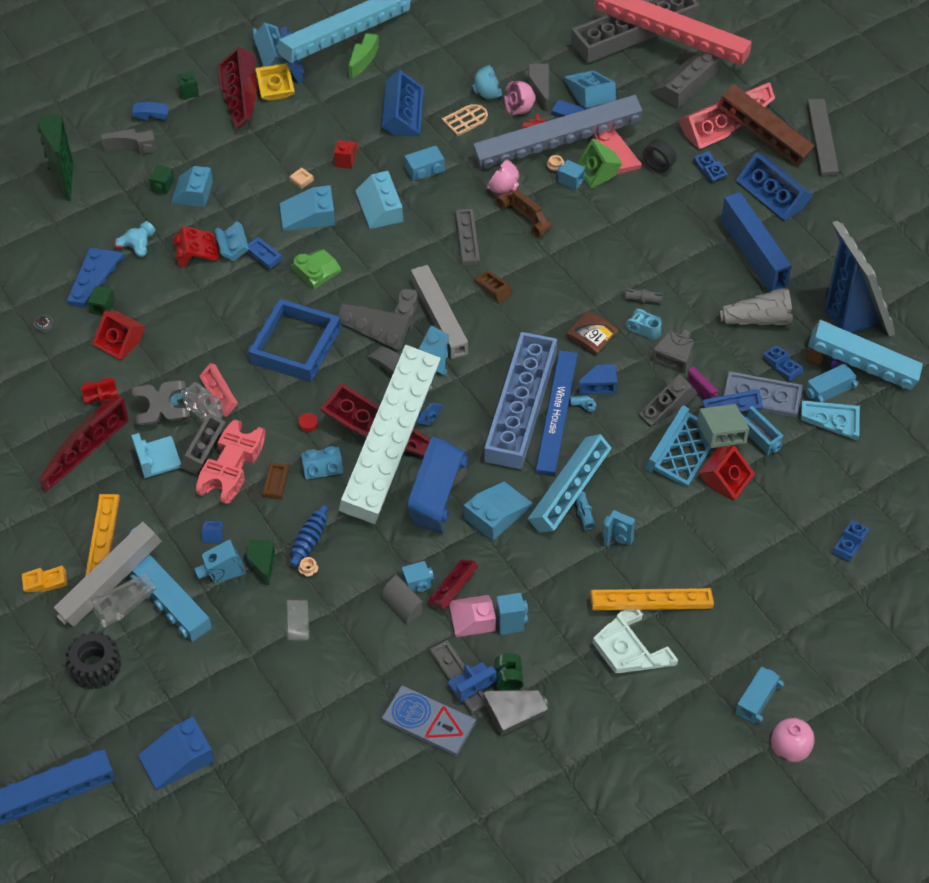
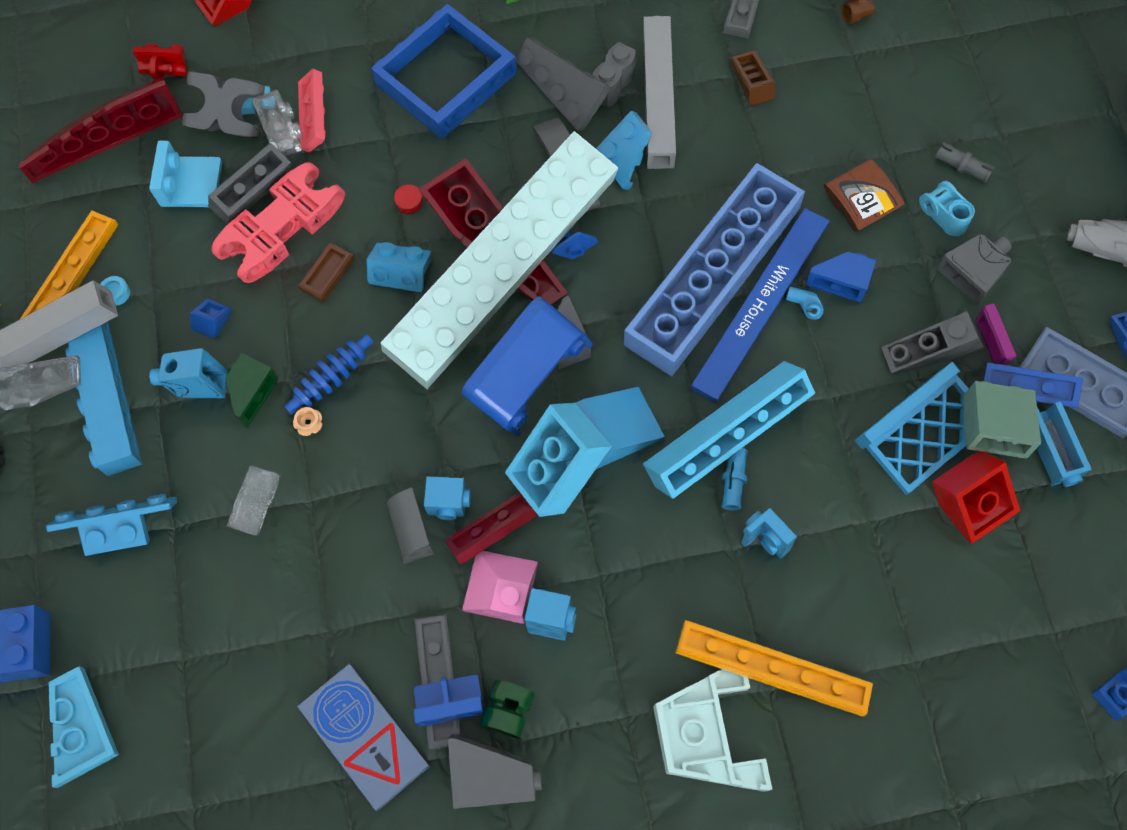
camera: 25 degrees right, 15 degrees up
(214, 666) = (112, 528): none -> dark azure bracket
(251, 778) = (79, 728): none -> medium azure wing
(478, 528) = (557, 459): none -> medium azure brick

